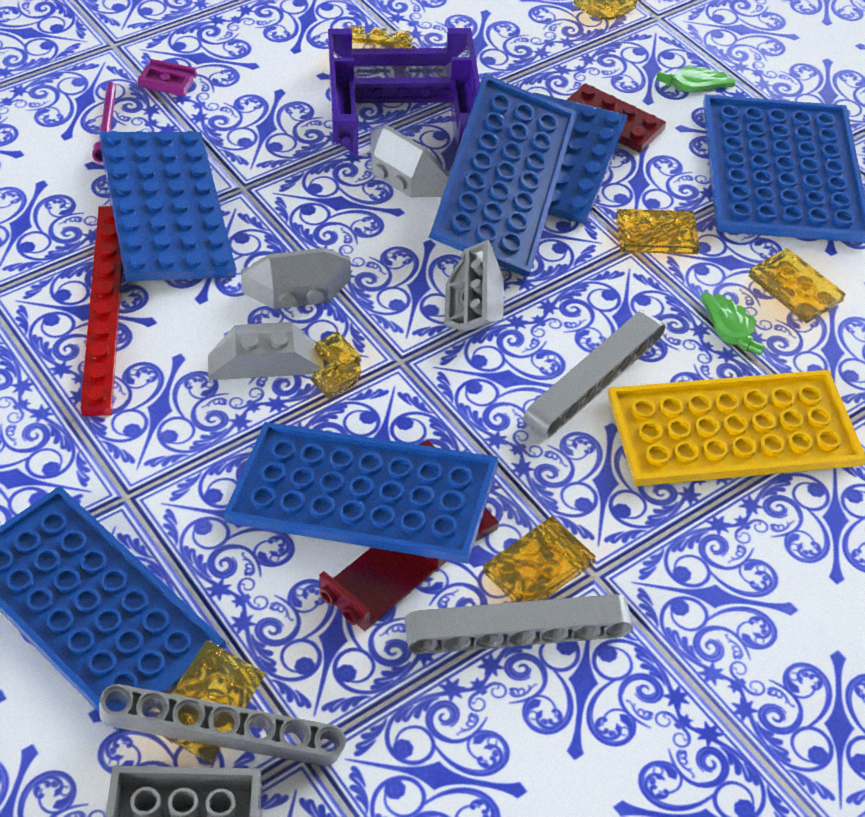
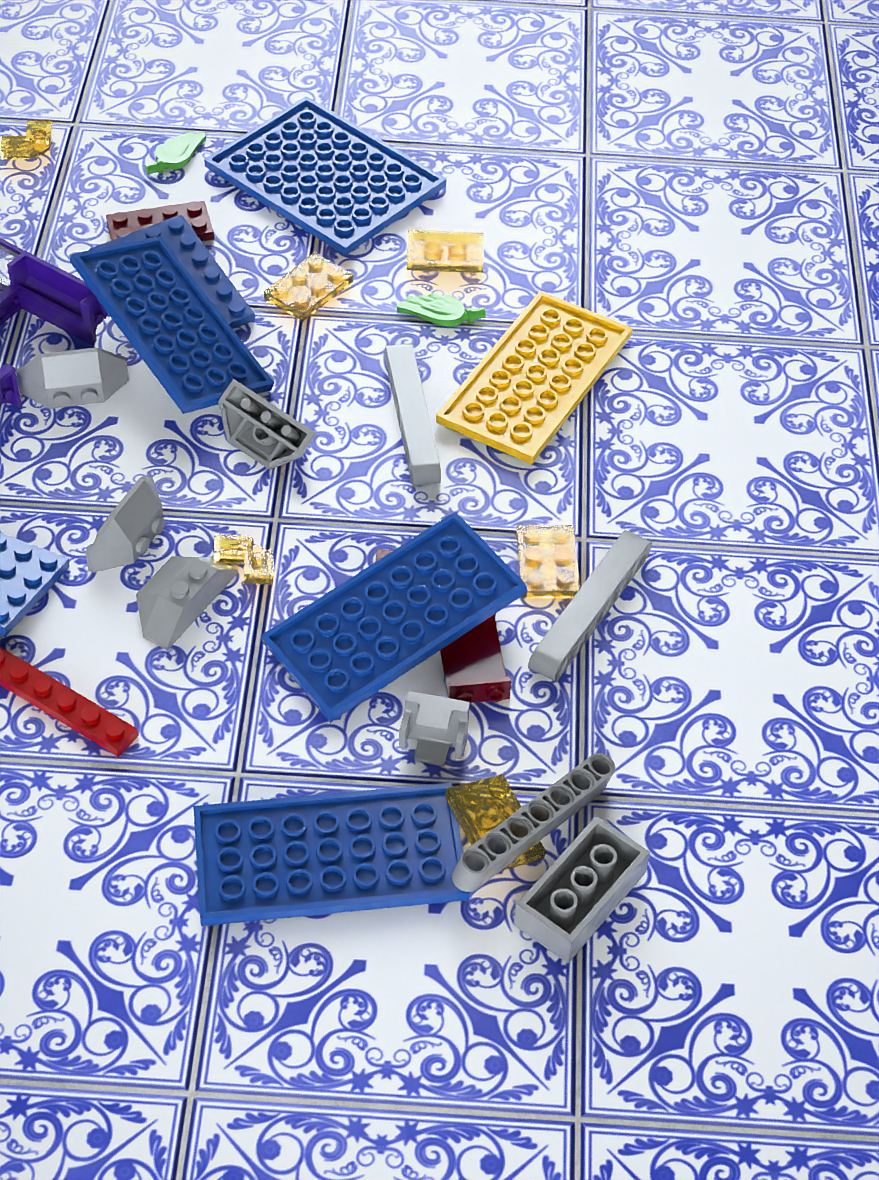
camera: 50 degrees left, 0 degrees up
(268, 591) = (436, 726): none -> light grey panel

